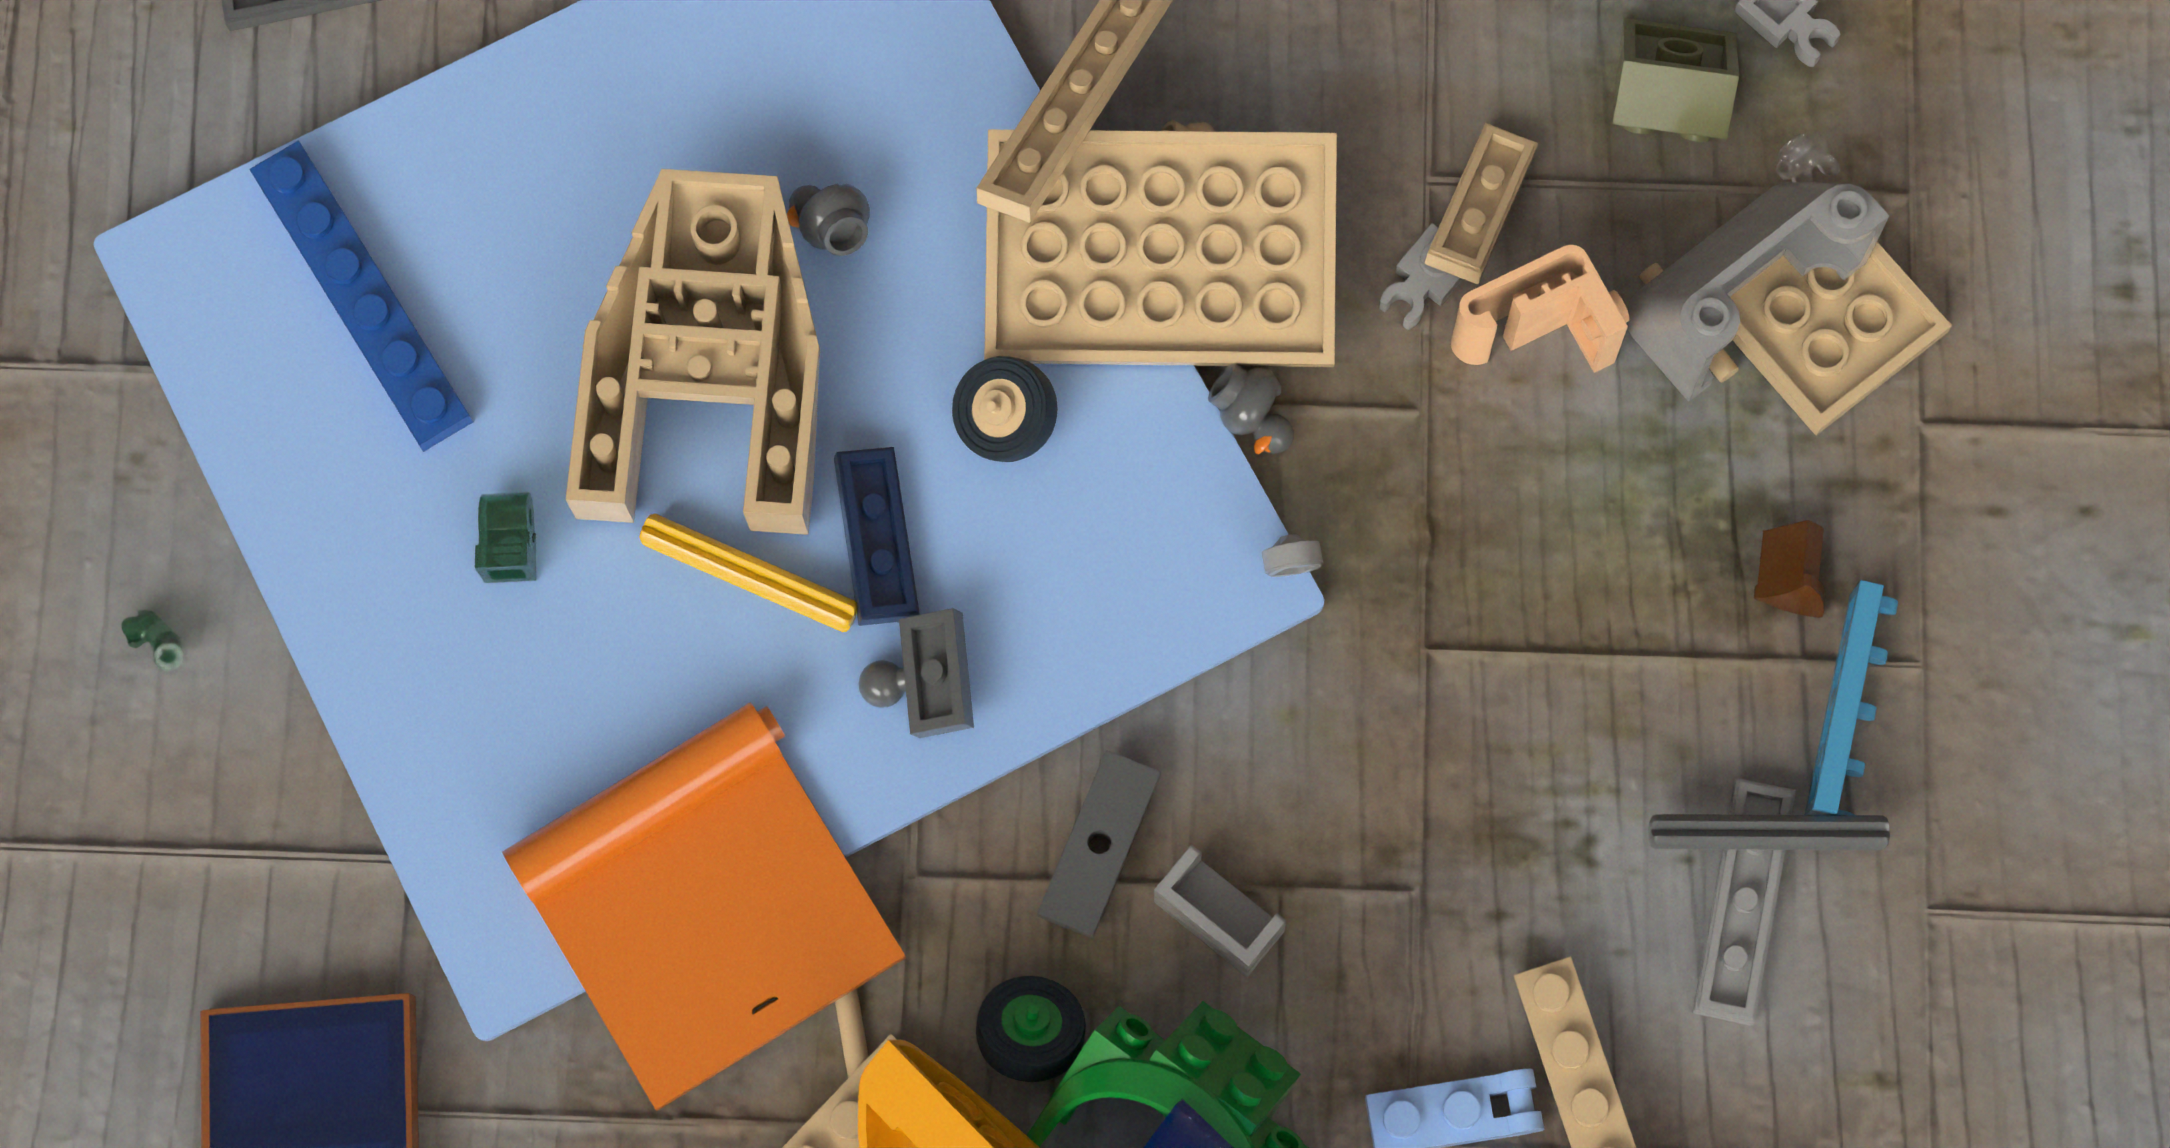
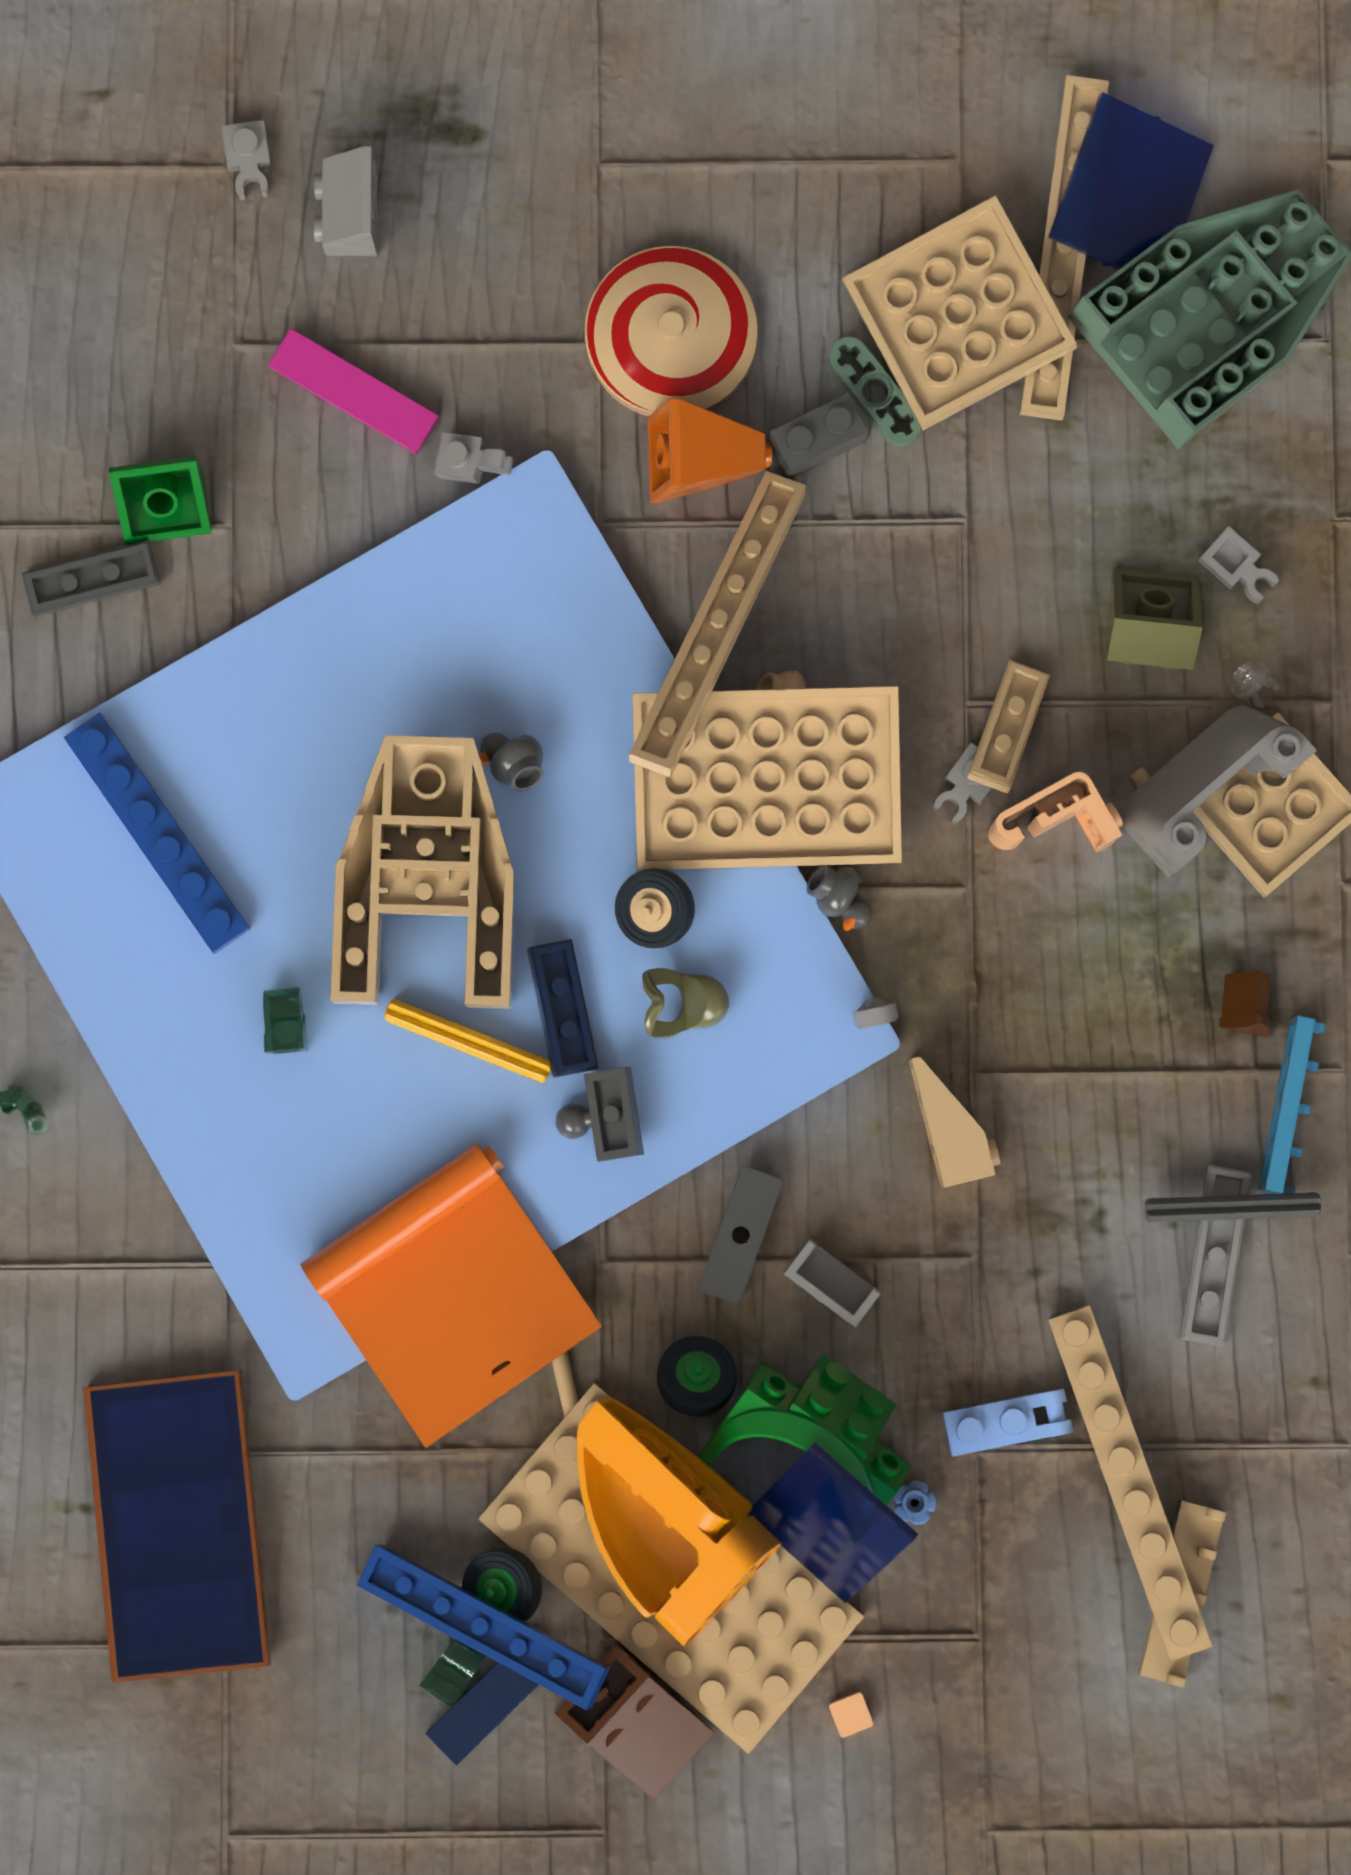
camera: 10 degrees left, 10 degrees up
(1063, 533) = (703, 1002): none -> olive piece
(1392, 721) = (953, 1135): none -> tan slope

